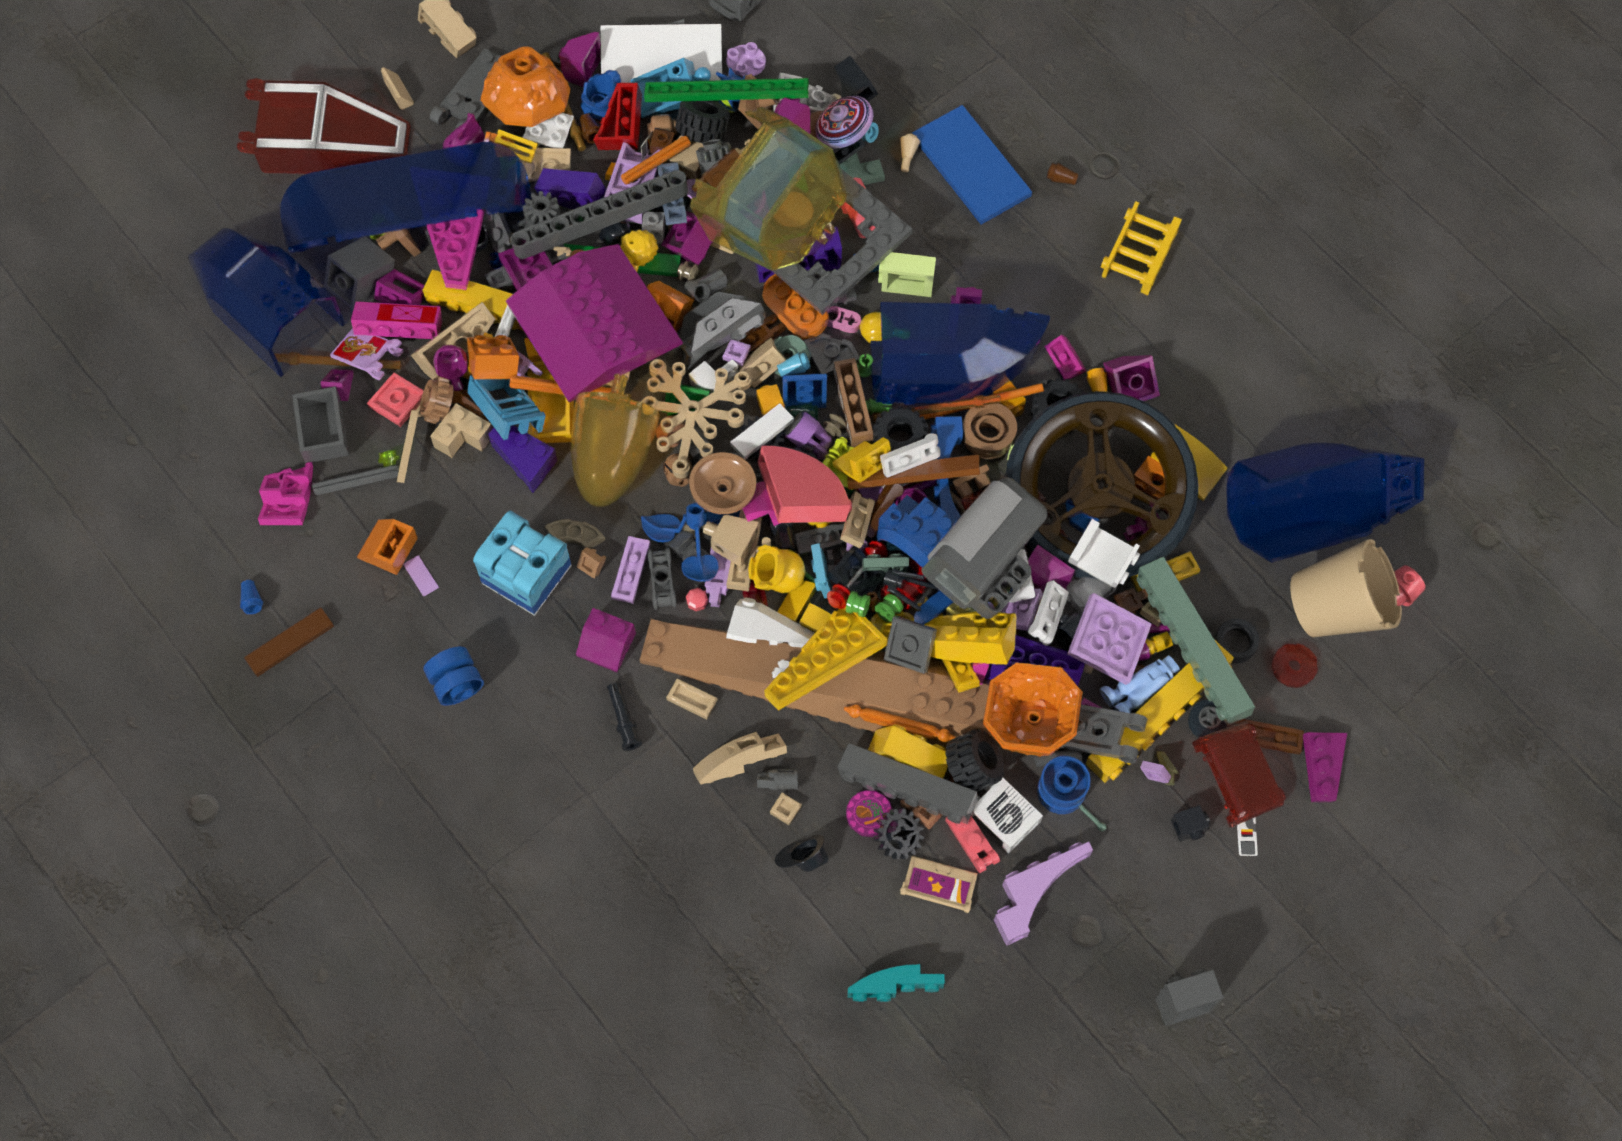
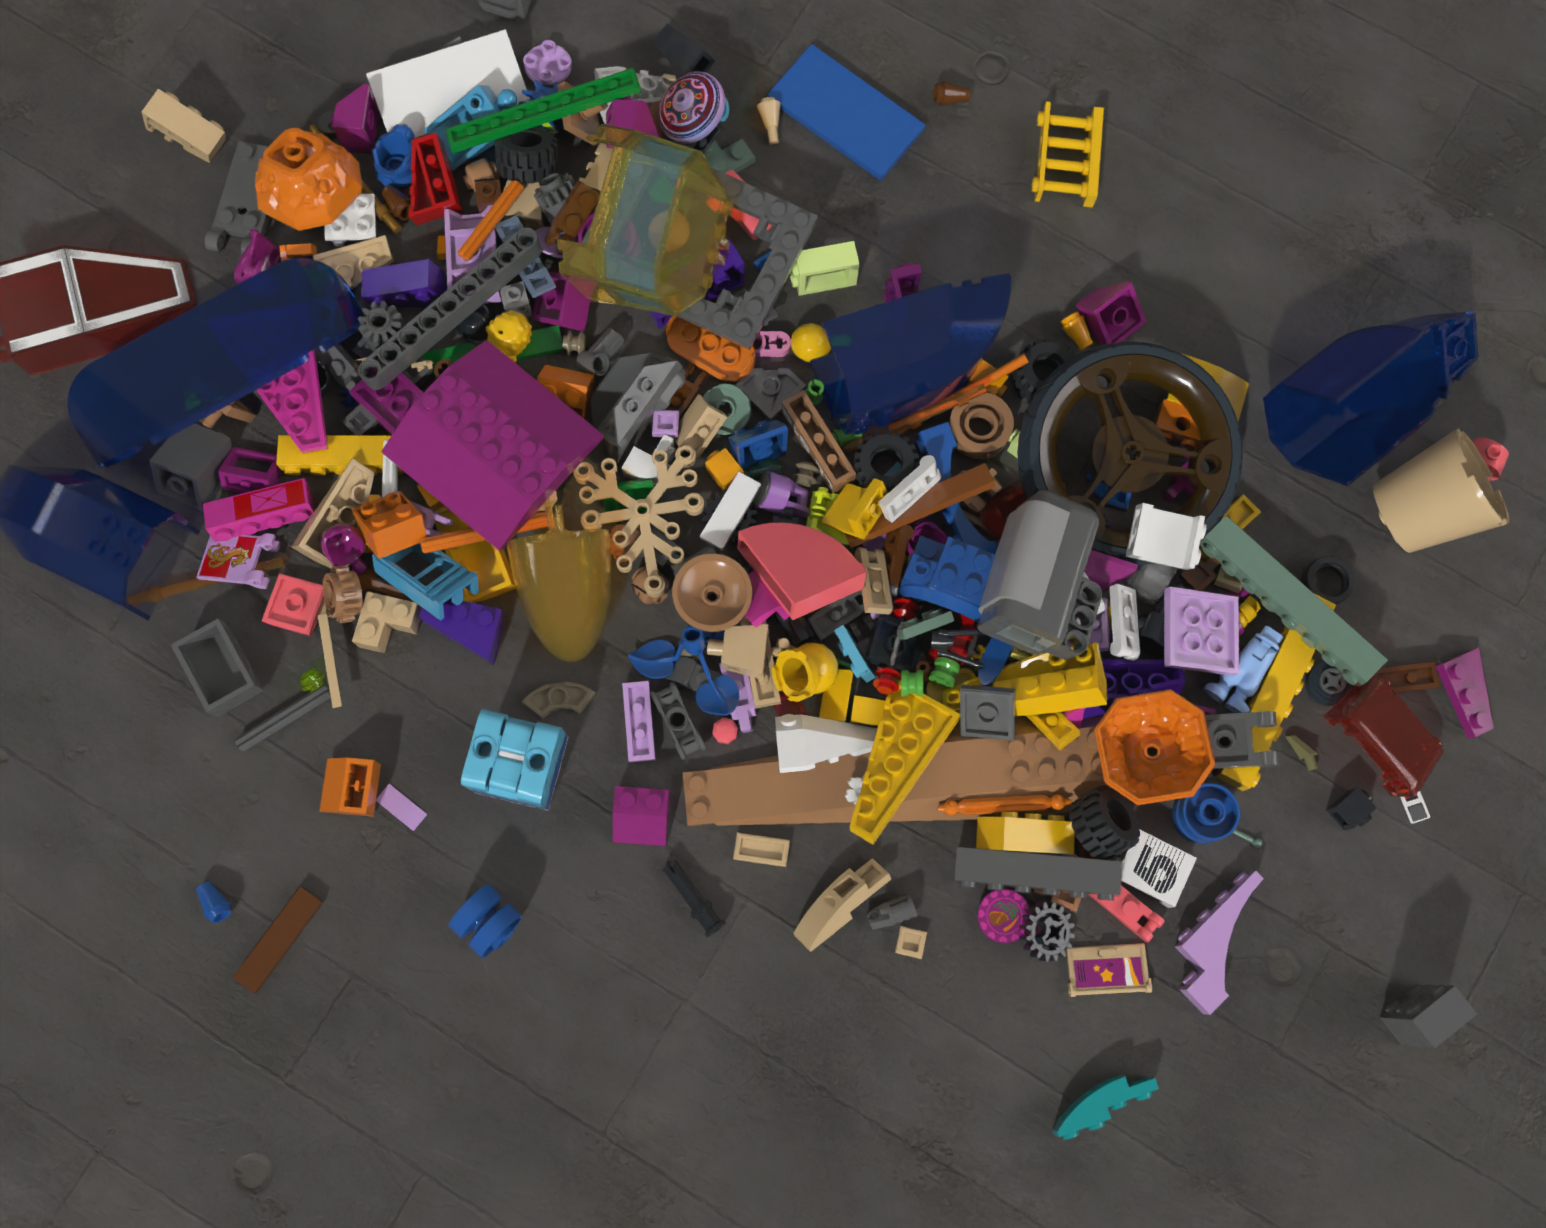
camera: 20 degrees left, 10 degrees up
(286, 496) = (209, 765): dark pink slope -> none
(341, 380) = (219, 604): magenta slope -> none
(397, 89) = (153, 222): tan slope -> none
(518, 139) = (297, 252): yellow tile -> none
(591, 562) = (590, 728): medium nougat tile -> none
(645, 147) = (472, 205): sticker -> none
(794, 365) = (738, 419): medium azure cone -> none
(805, 854) = (949, 991): black piece -> none
(1065, 357) = (1030, 311): dark pink slope -> none
(1155, 772) = (1293, 763): lavender tile -> none
(1286, 674) = (1384, 595): clear red tile -> none

